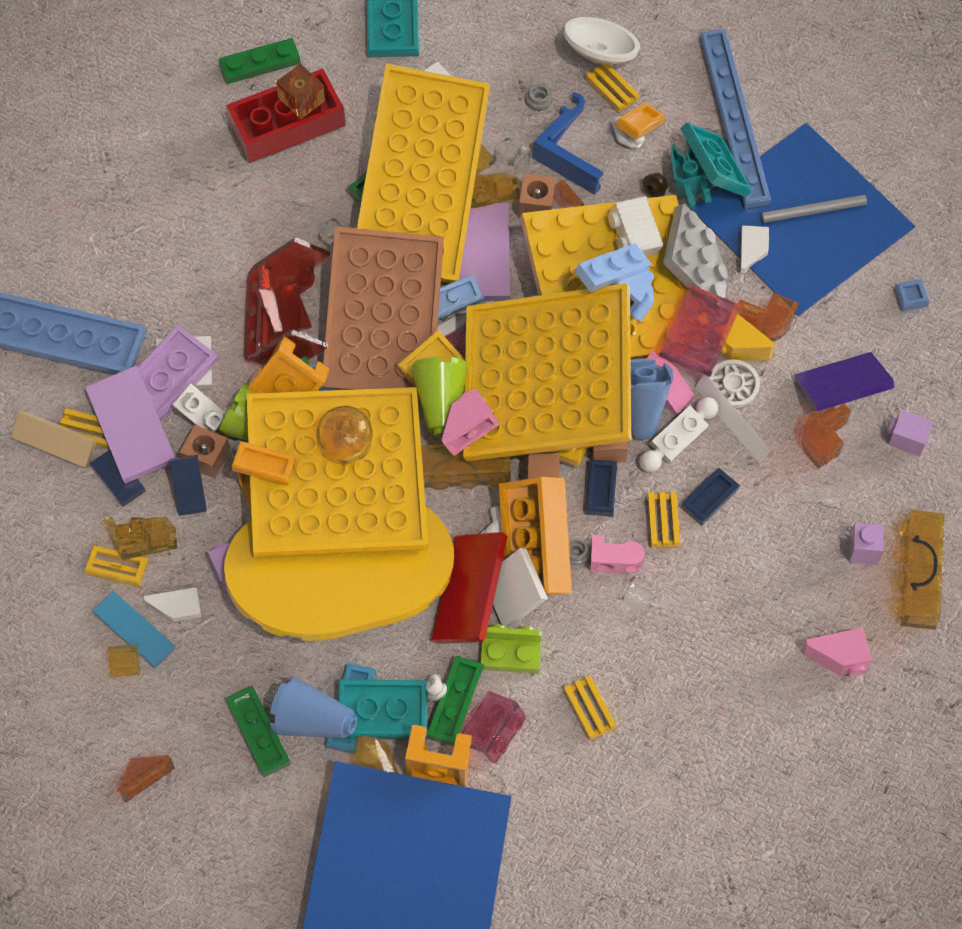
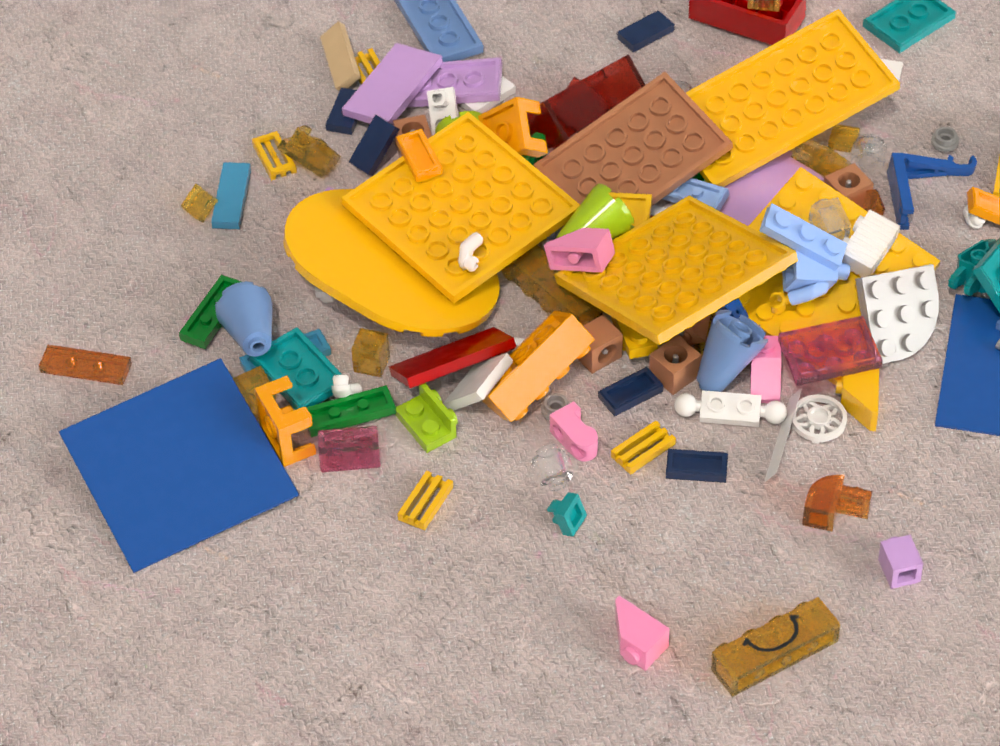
camera: 55 degrees right, 15 degrees down
(143, 773) = (115, 271): clear orange slope -> none
(177, 604) = (274, 205): white tile -> none
(226, 870) = (85, 364): none -> clear orange tile
(235, 202) = (645, 31): none -> dark blue tile
(344, 434) = (491, 183): clear yellow cylinder -> none
(405, 509) = (466, 258): none -> white arm
(411, 643) = (370, 352): none -> clear yellow brick
(595, 236) = (830, 217): none -> clear brick
(655, 185) = (947, 255): dark brown plate -> none
(689, 618) = (568, 513): none -> teal tile
(753, 245) = (963, 352): white tile -> none
(772, 321) = (905, 405): clear orange brick -> none
(844, 381) = (898, 484): dark purple tile -> none
(866, 543) = (758, 590): lavender brick -> none

